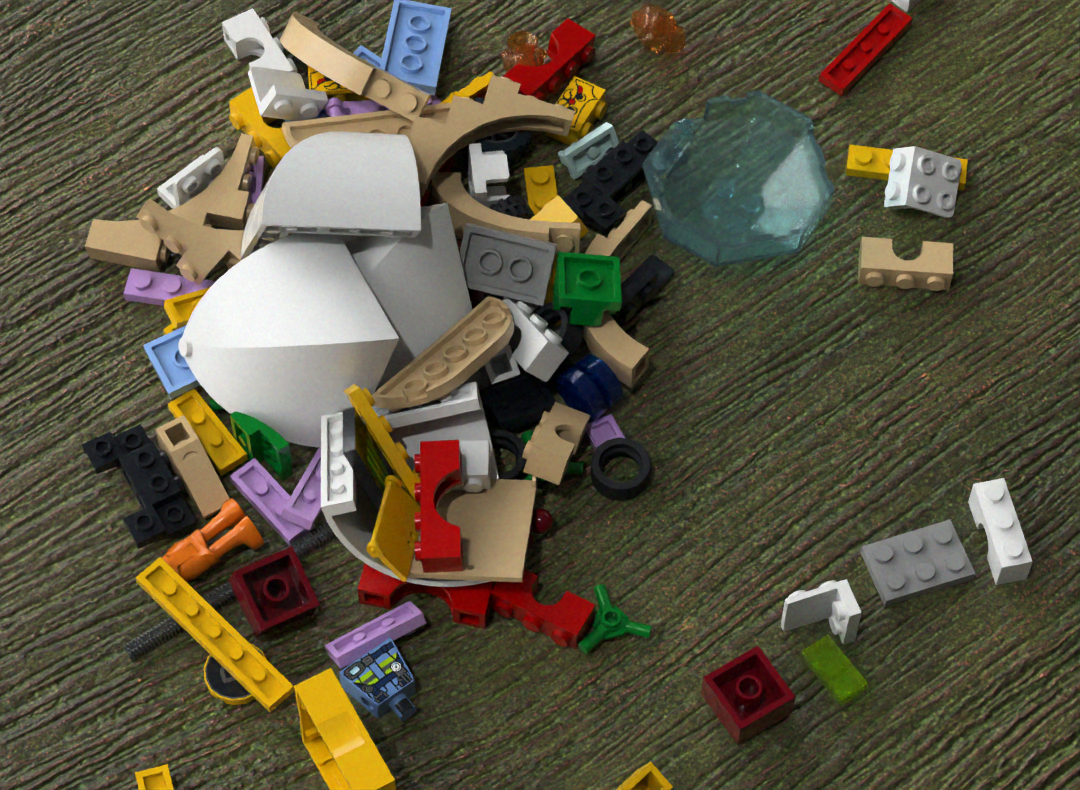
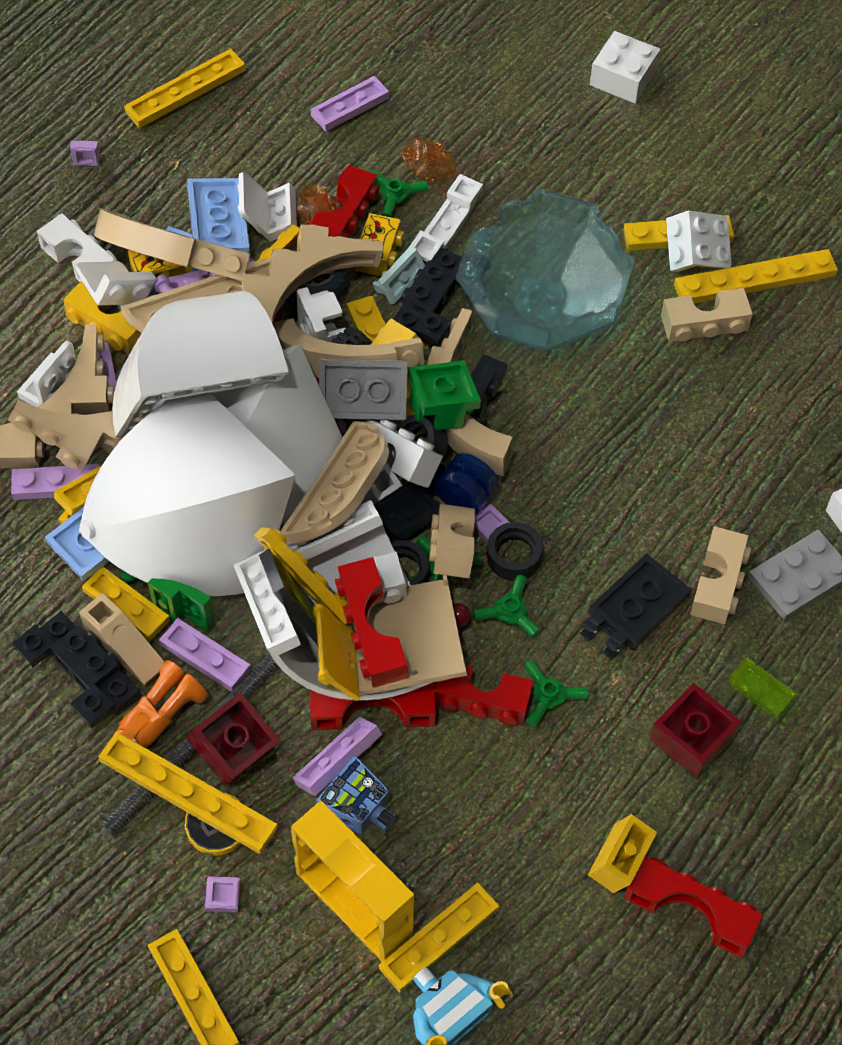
camera: 15 degrees left, 0 degrees up
(223, 743) = (222, 894): none -> lavender tile
(305, 500) = (240, 637): lavender plate -> none
(468, 50) = (267, 211): none -> white bracket
(598, 527) = (510, 609): none -> green piece
(612, 57) = (396, 191): none -> green piece
(660, 101) = (449, 219): none -> white slope
(729, 554) = (635, 605): none -> black tile
(830, 601) = (745, 625): white bracket -> none
(843, 522) = (715, 596): none -> tan arch
(865, 49) = (611, 141): red plate -> none
(978, 233) = (758, 276): none -> yellow plate

